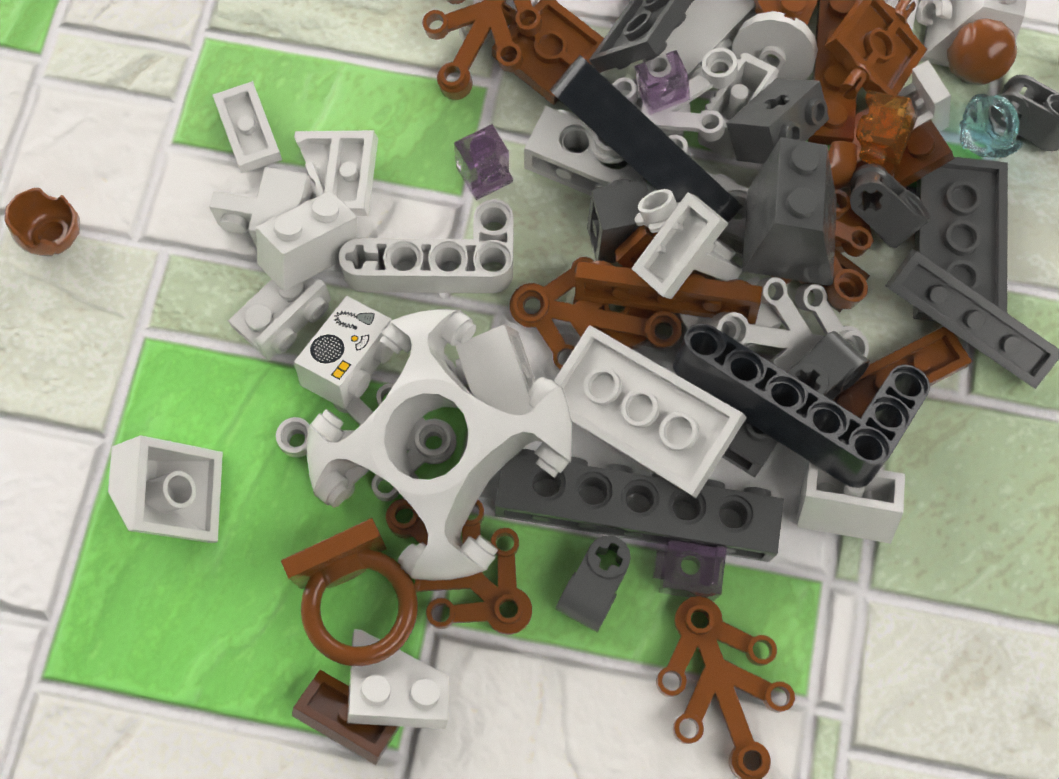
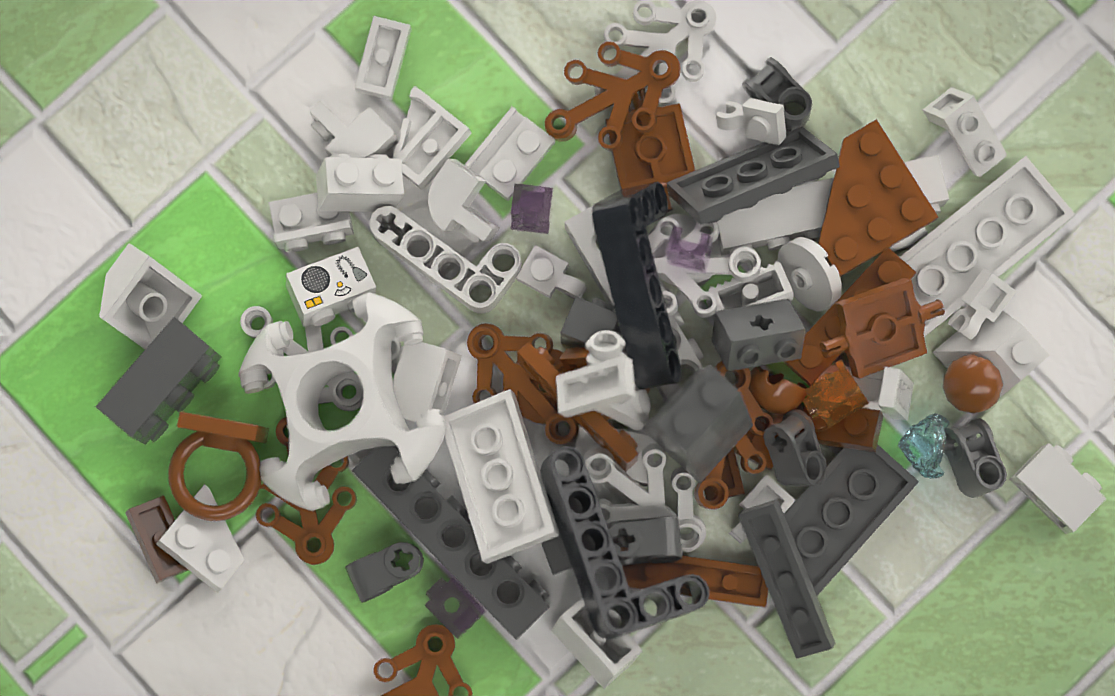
camera: 40 degrees right, 10 degrees up
(42, 222) = (188, 37): dark orange hair -> none
(237, 554) = (160, 382): none -> dark grey piece
(402, 197) = (451, 198): none -> white brick
(426, 135) = (510, 153): none -> white plate
(538, 213) = (547, 273): none -> white plate
(883, 265) = (763, 492): none -> white plate

